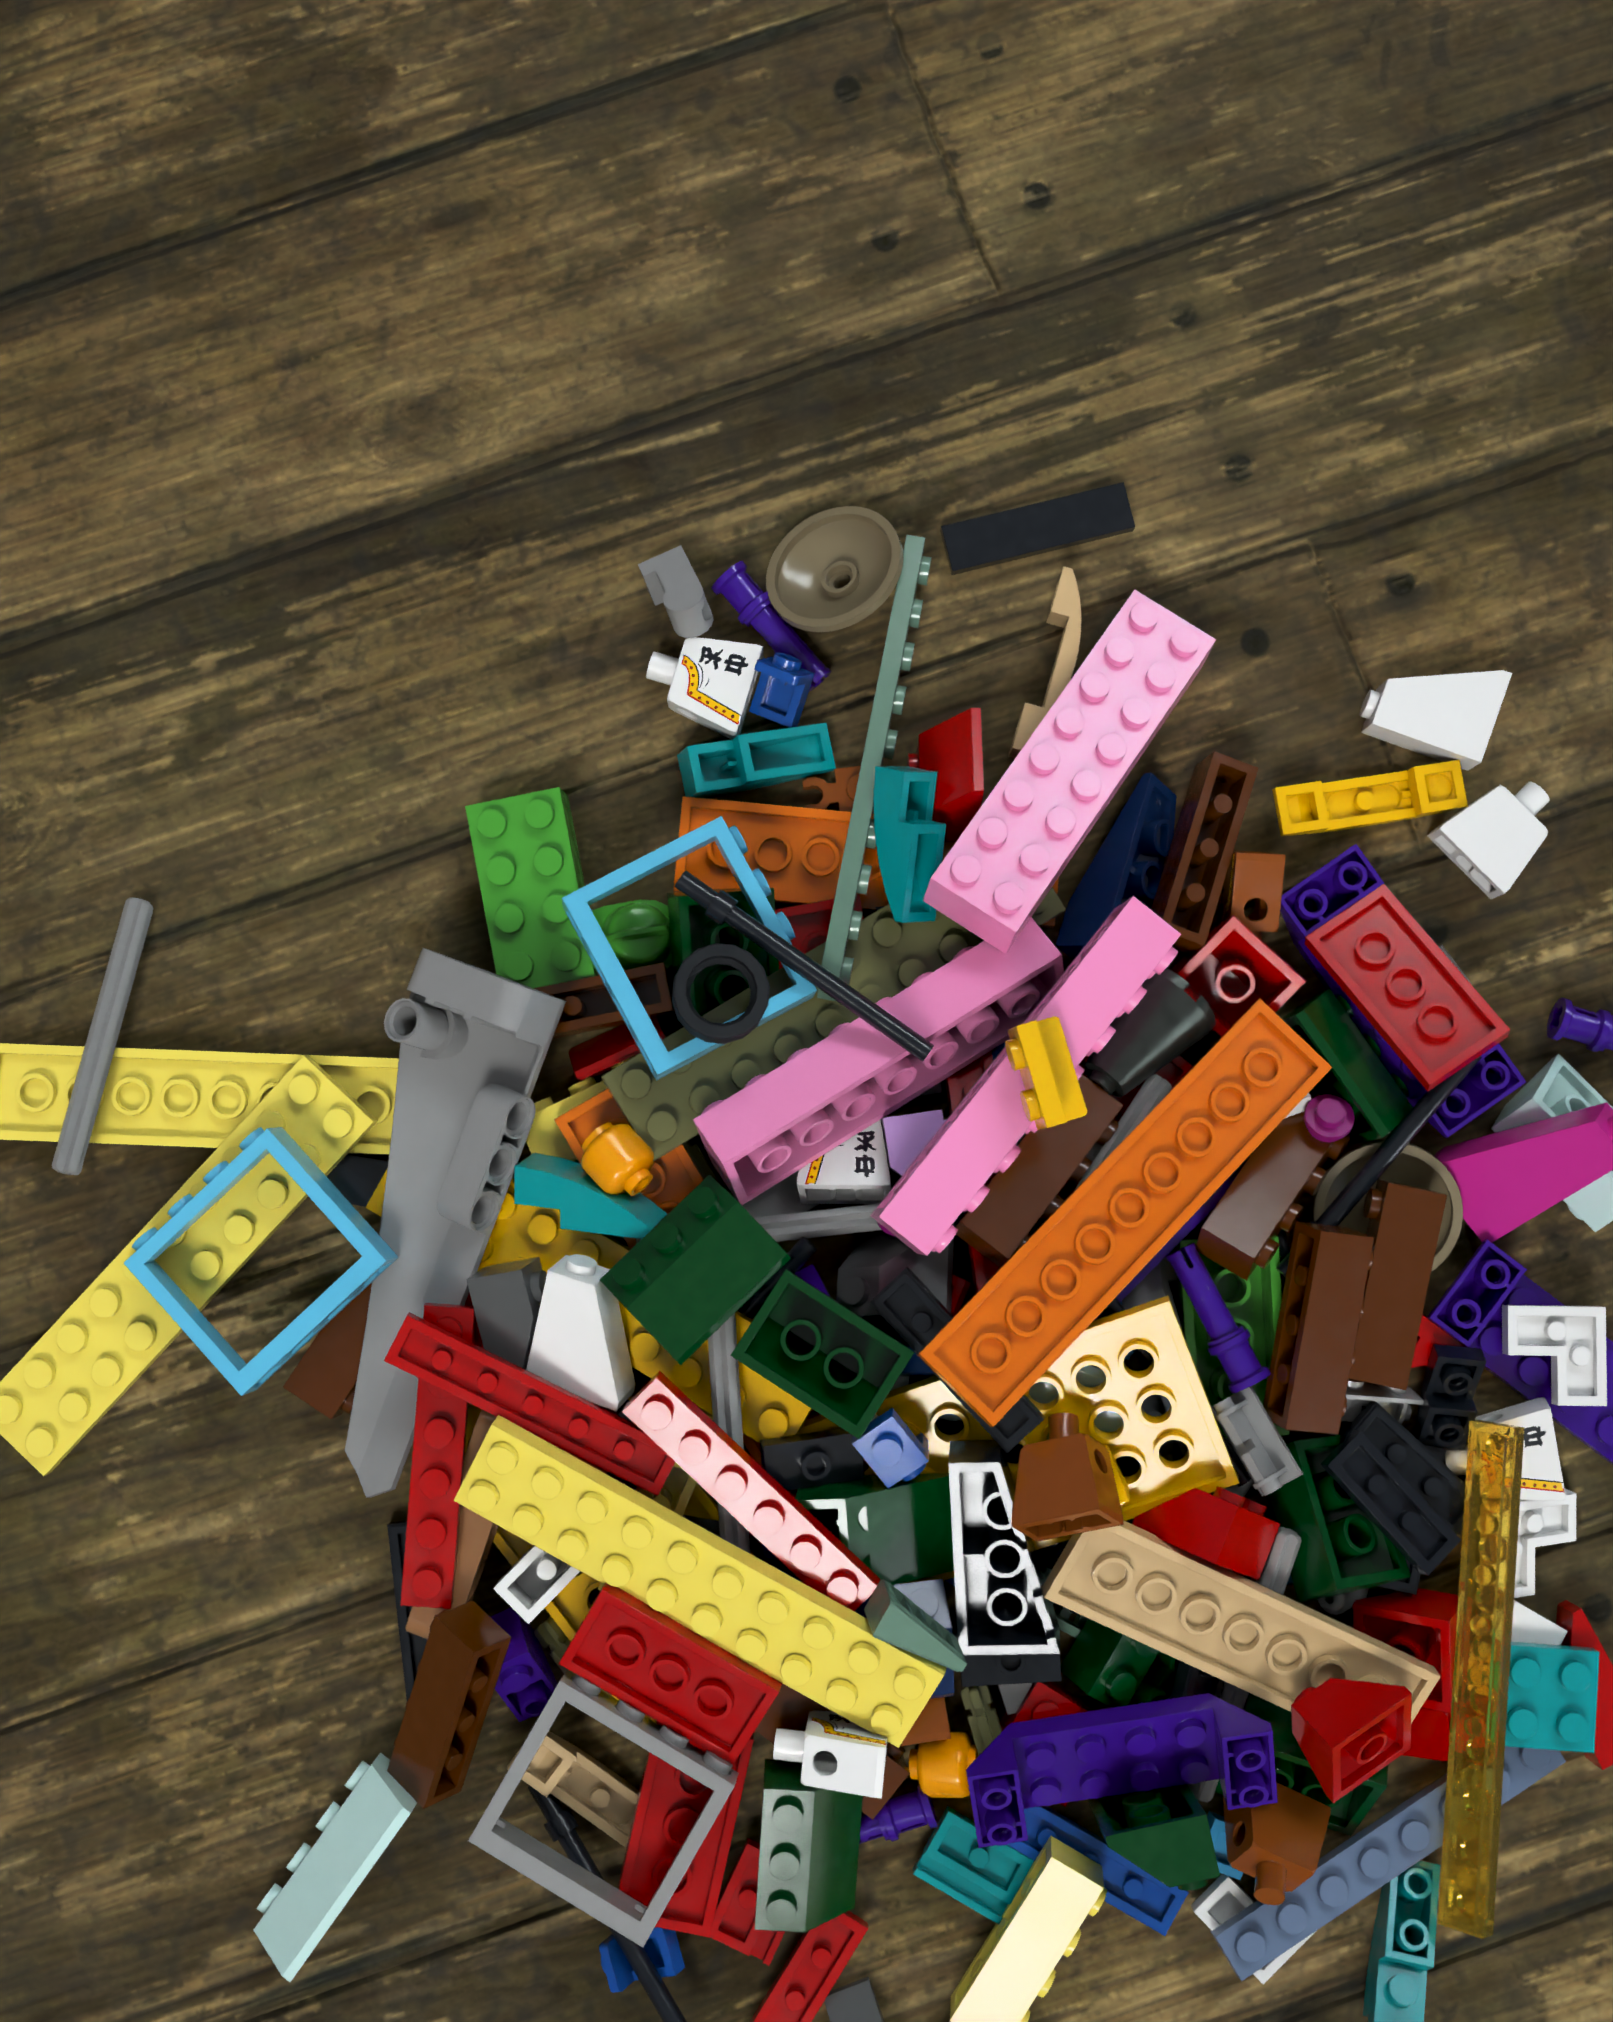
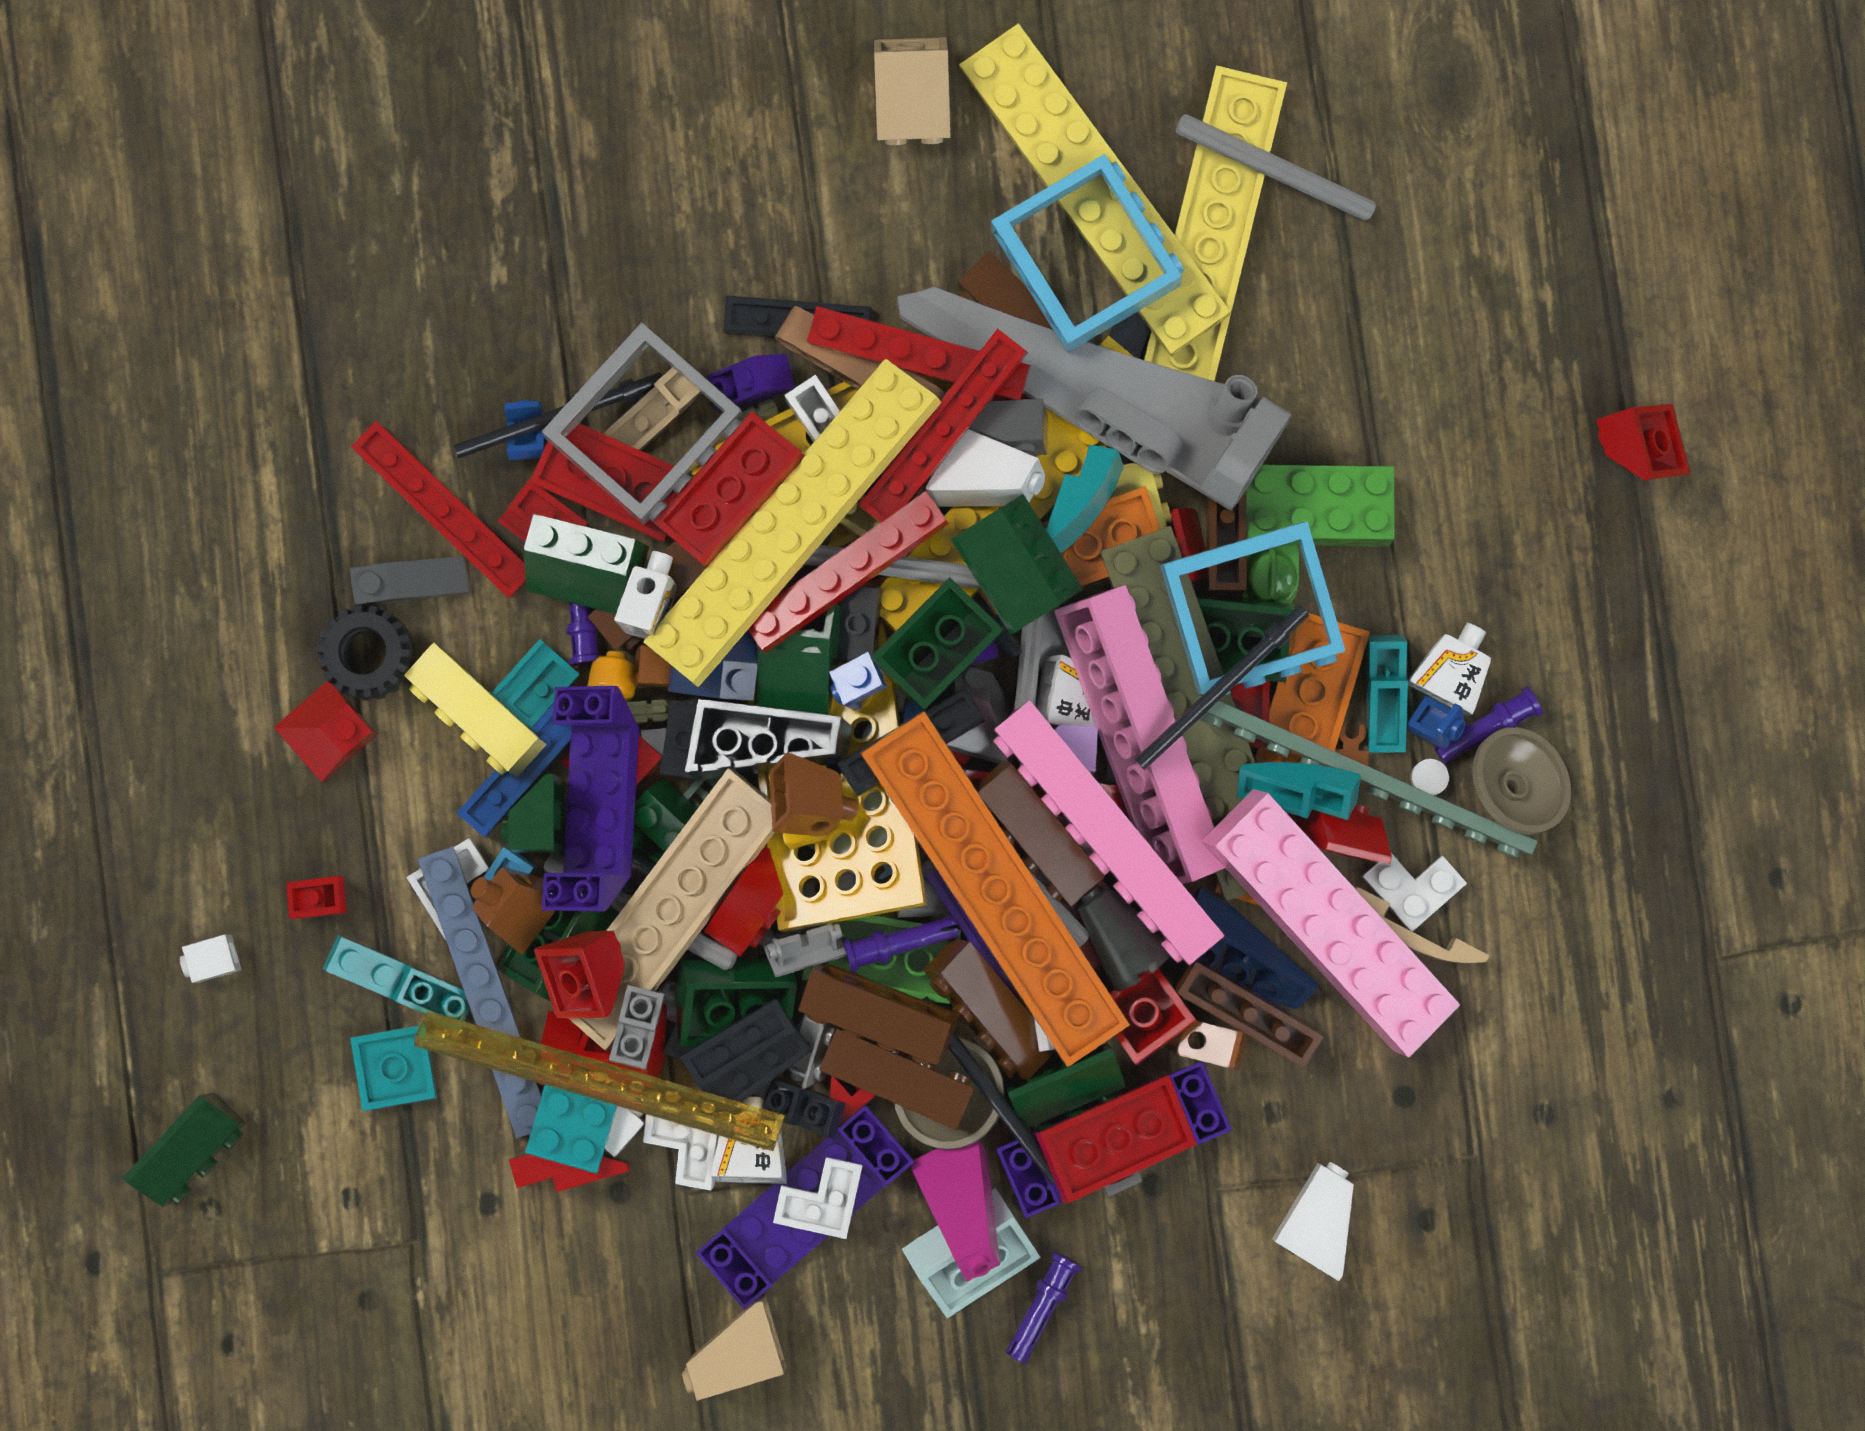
camera: 100 degrees right, 0 degrees up
(89, 1533) = (912, 90): none -> tan slope
(334, 1867) = (638, 226): light aqua slope -> none
(371, 500) = (1645, 441): none -> red slope
(448, 1703) = (738, 326): reddish brown brick -> none
(617, 1159) = (1107, 525): light orange head -> none
(675, 584) = (1528, 660): light grey leg -> none
(724, 955) = (1241, 629): black tyre -> none
(850, 687) = (1430, 776): none -> white tile
(907, 1626) = (732, 662): sand green slope -> none
(1006, 676) = (1413, 898): none -> white plate
(1037, 528) = (1525, 946): black tile -> none
(1047, 1072) = (1108, 842): yellow bracket -> none
(1328, 1118) = (1030, 1059): magenta plate -> none
(1370, 799) = (1264, 1152): yellow slope -> none
(1407, 1643) = (636, 1027): none -> light grey slope
(1495, 836) = (1217, 1243): white torso -> none
(1523, 1953) = (392, 1069): none -> teal plate

